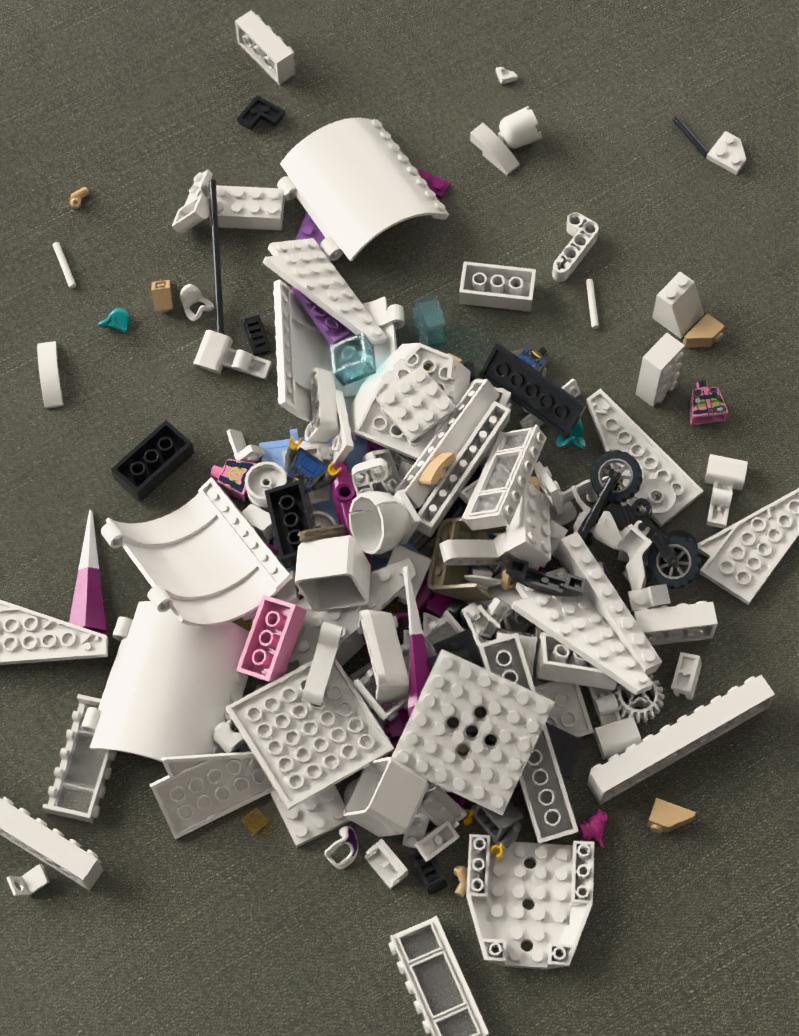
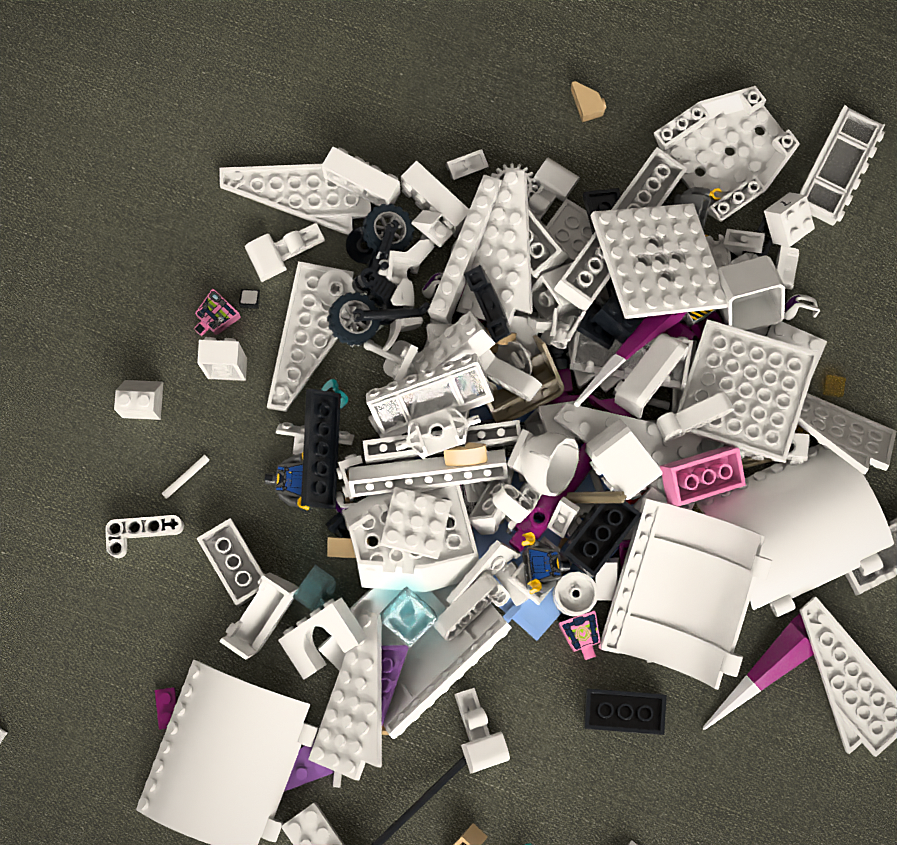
camera: 130 degrees left, 15 degrees up
(191, 294) = (445, 821): white piece -> none
(242, 452) = (553, 651): white bracket -> none
(254, 324) = (440, 740): black slope -> none
(329, 512) = (564, 517): none -> white slope
(389, 297) = (299, 641): none -> white arch
(423, 891) = (789, 219): none -> white brick
(438, 266) = (261, 616): none -> white windscreen
(461, 873) = (749, 208): tan arm -> none
(467, 471) = (453, 434): none -> white plate
(494, 149) = (89, 678): white slope -> none
(519, 129) = (53, 670): white cylinder -> none
(594, 828) = (638, 145): dark pink animal -> none
(679, 739) = (524, 130): white brick -> none
(700, 438) = (249, 298): none -> slope
(704, 333) = (144, 362): tan slope -> none
(735, 574) = (360, 178): none -> white brick

